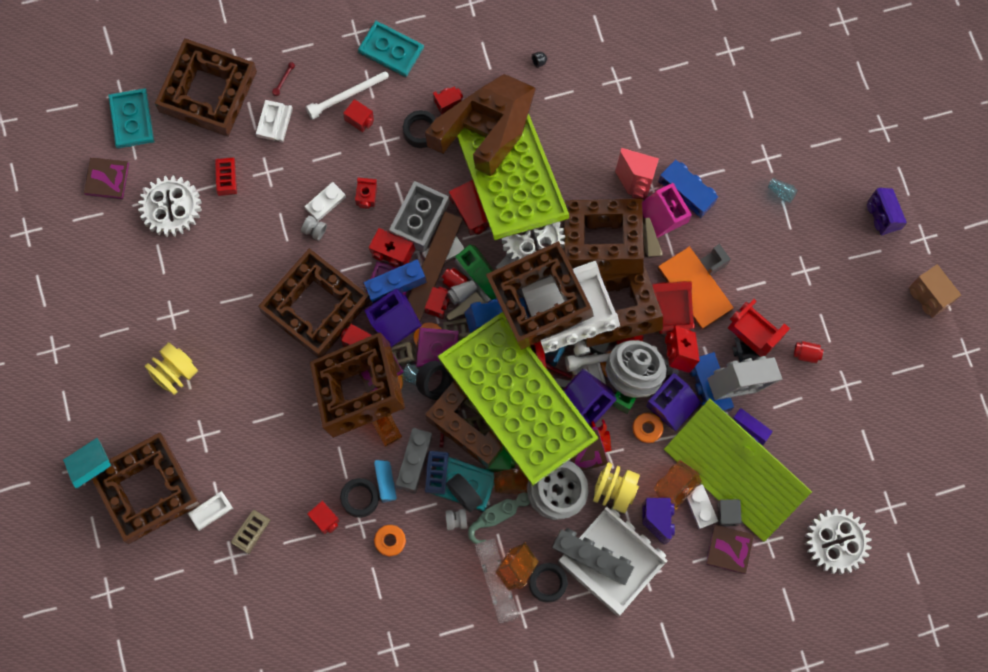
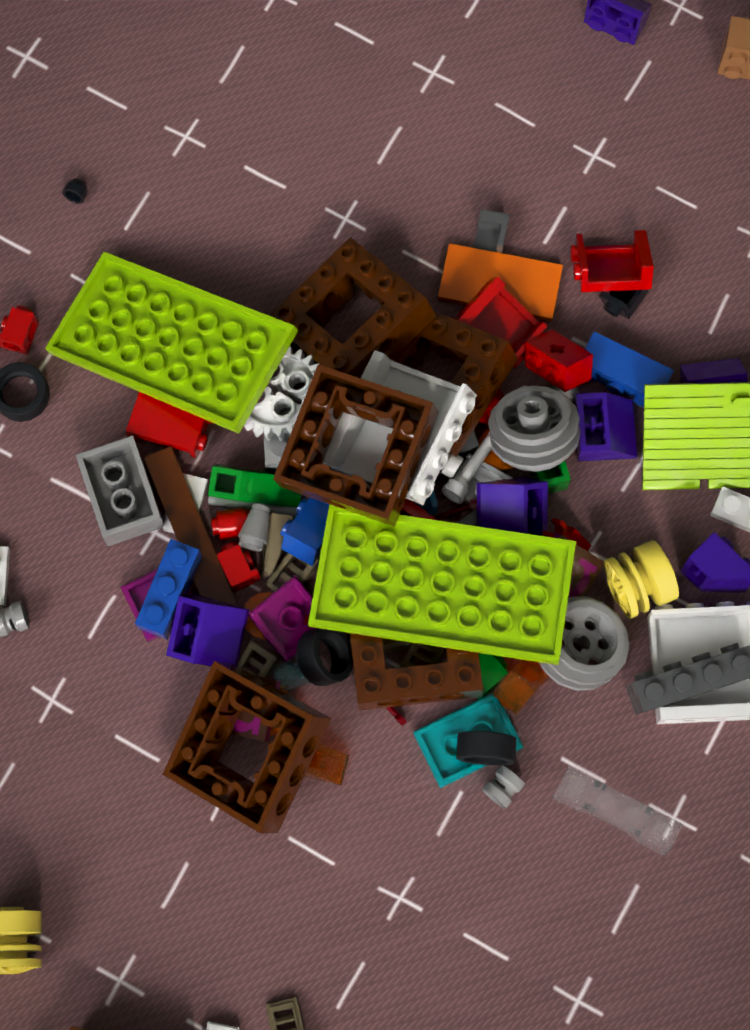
camera: 40 degrees left, 0 degrees up
(305, 271) = (58, 663): reddish brown brick -> none
(324, 518) = (356, 933): red brick -> none
(353, 334) = (182, 696): red brick -> none
(355, 483) = (366, 847): black tyre -> none
(366, 185) = (21, 513): red brick -> none
(385, 481) = (381, 823): dark azure slope -> none
(387, 241) = (108, 554): red brick -> none
(389, 530) = (468, 877): orange piece -> none
(414, 461) = (391, 768): dark grey brick -> none
(439, 455) = (431, 739): dark blue slope -> none
(494, 112) = (83, 295): reddish brown wedge -> none
(497, 514) = (541, 737): sand green piece -> none
(517, 567) = (625, 772): clear orange brick -> none
(563, 582) = (692, 745): black tyre -> none
(636, 172) = (315, 214): coral slope -> none
(650, 418) = (612, 471): orange piece -> none
(651, 243) = (410, 275): dark tan slope -> none
(666, 210) = (387, 227): dark pink slope -> none
(678, 483) = (697, 510): clear orange brick -> none
(693, 192) = (385, 181): blue brick -> none
(744, 377) = (655, 327): light grey brick -> none
(783, 190) = (486, 90): clear light blue cone -> none
(808, 352) = (687, 238): red brick -> none

